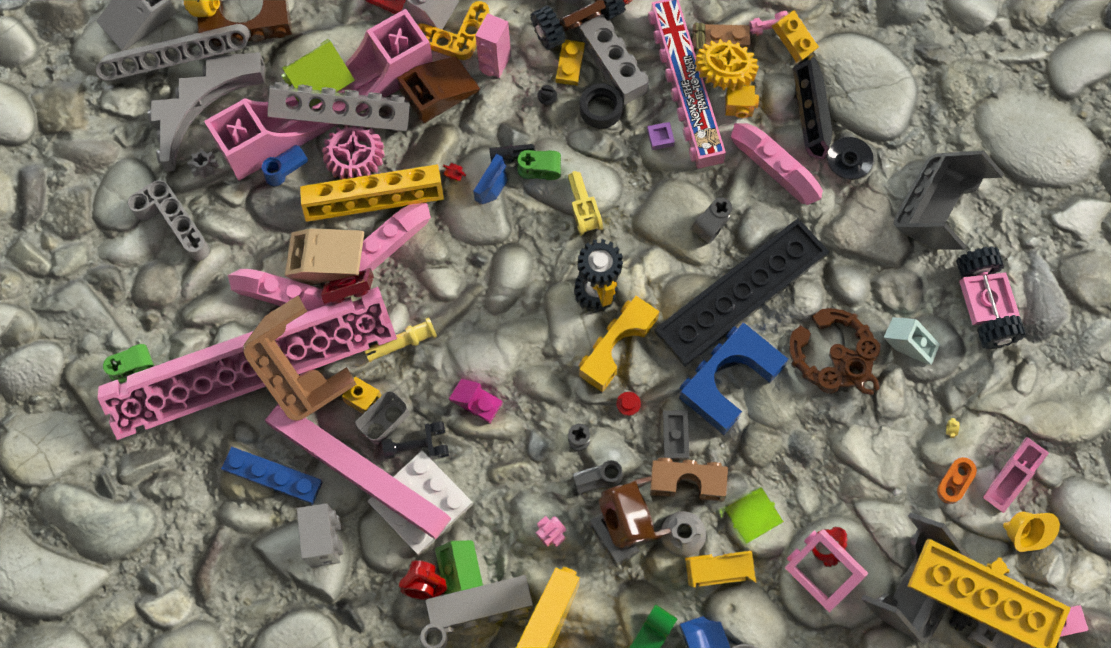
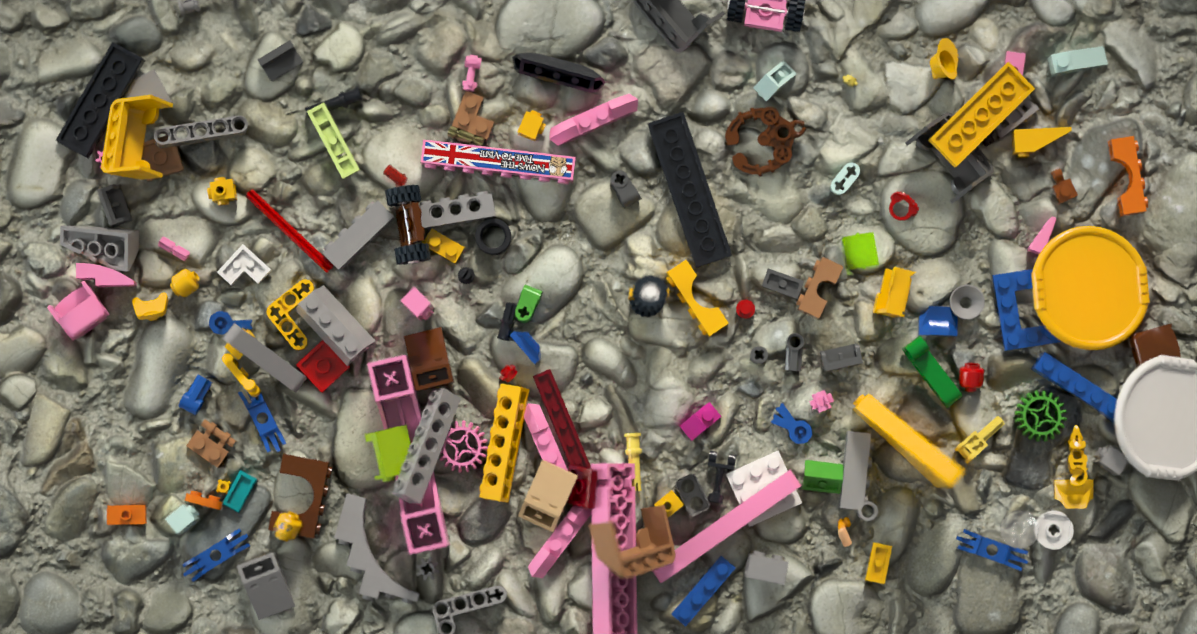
camera: 70 degrees left, 15 degrees up
(165, 59) = (320, 563): light grey beam -> none
(284, 164) = (451, 502): blue piece -> none
(406, 614) = (842, 531): none -> arm
(420, 581) = (824, 506): red piece -> none
(422, 247) = (561, 419): none -> dark red tile
(458, 40) = (388, 332): yellow beam -> none
(505, 519) = (799, 431): none -> blue piece
(584, 207) = (577, 282): light yellow connector -> none
(628, 515) = (832, 341): reddish brown piece -> none
(660, 136) = (537, 200): medium lavender plate -> none
(680, 546) = (846, 311): light grey piece -> none
(726, 65) = (502, 135): yellow gear -> none
(742, 347) = (755, 251): blue arch -> none
(795, 36) = (492, 59): yellow piece -> none
(835, 459) = (848, 182): none -> light aqua beam
(850, 149) = (609, 52): black dish -> none
(858, 571) = (913, 204): bright pink window -> none
(955, 481) = (892, 94): orange plate -> none
(998, 566) = (960, 95): yellow piece -> none
(1015, 474) = (900, 51): bright pink slope -> none

